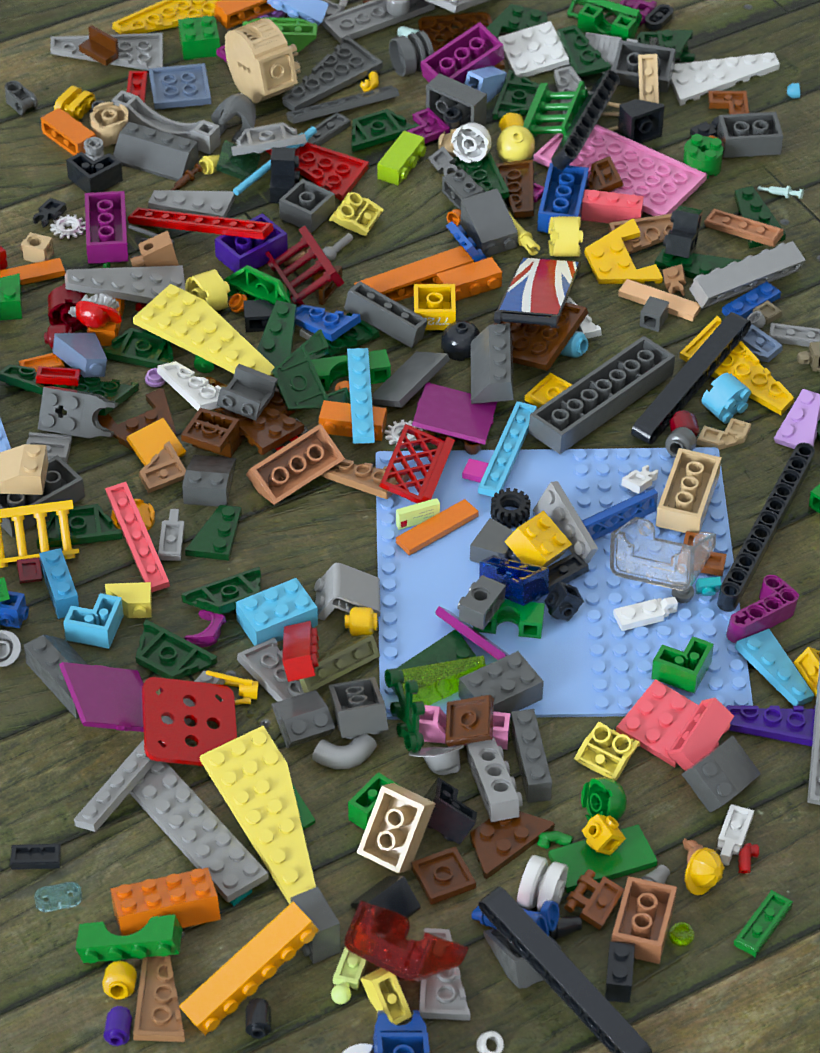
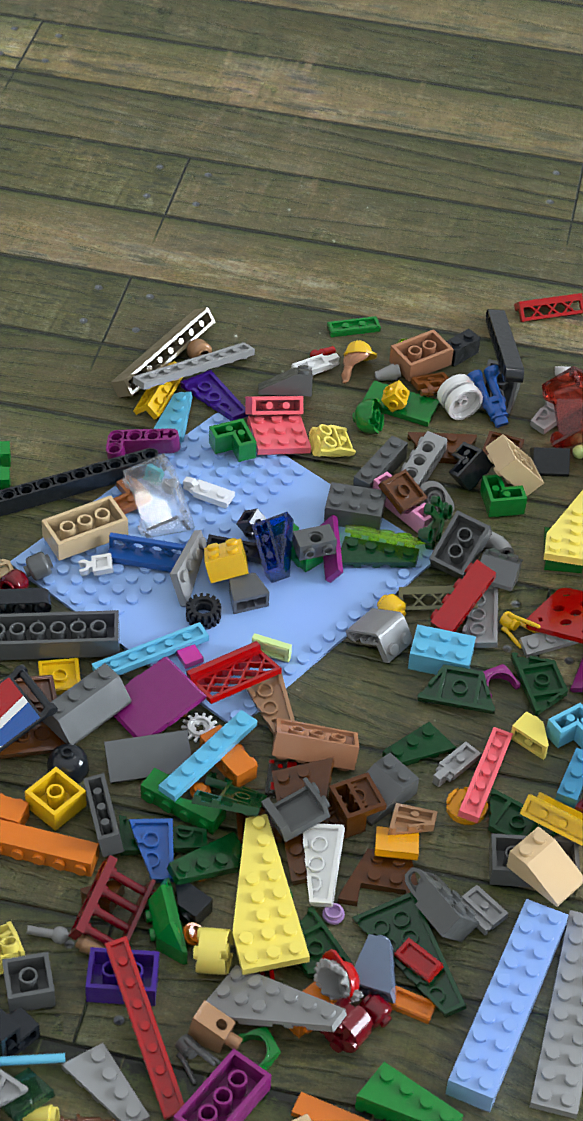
camera: 140 degrees left, 0 degrees up
(437, 527) = (243, 635): orange tile -> none
(554, 836) = (416, 427): green arm -> none

